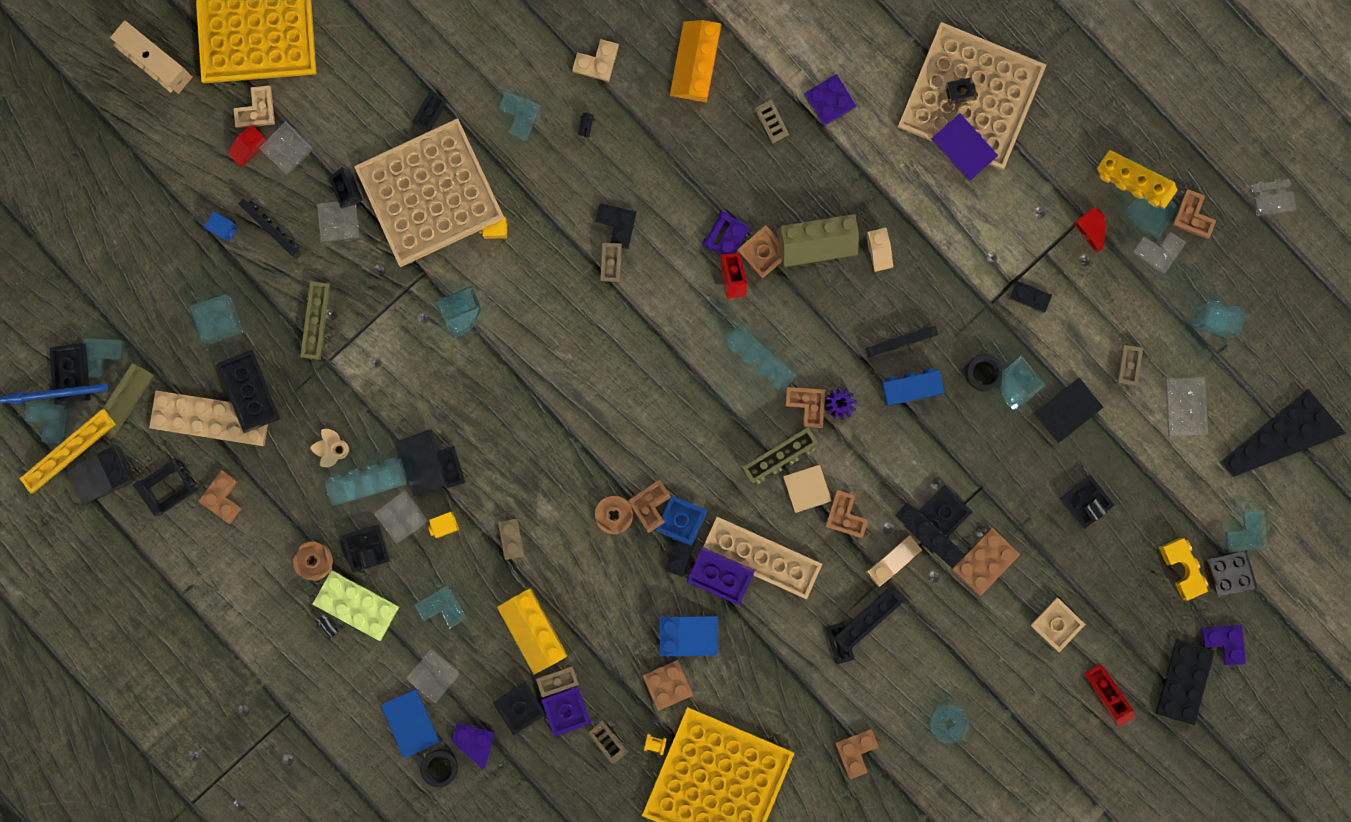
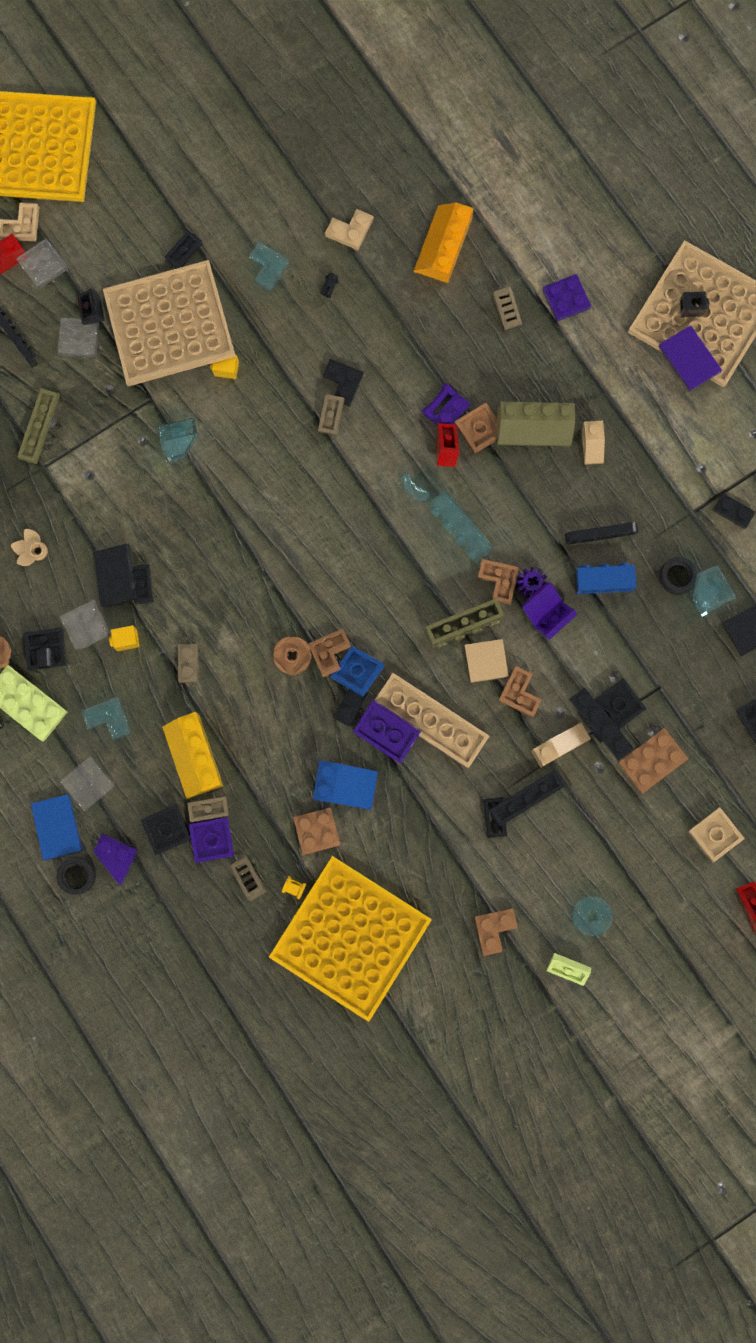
camera: 15 degrees right, 5 degrees down
(366, 481) = (57, 584): clear light blue brick -> none
(706, 327) = (413, 491): none -> clear light blue arm
(861, 430) = (548, 611): none -> dark purple bracket
(934, 778) = (569, 969): none -> yellowish green plate

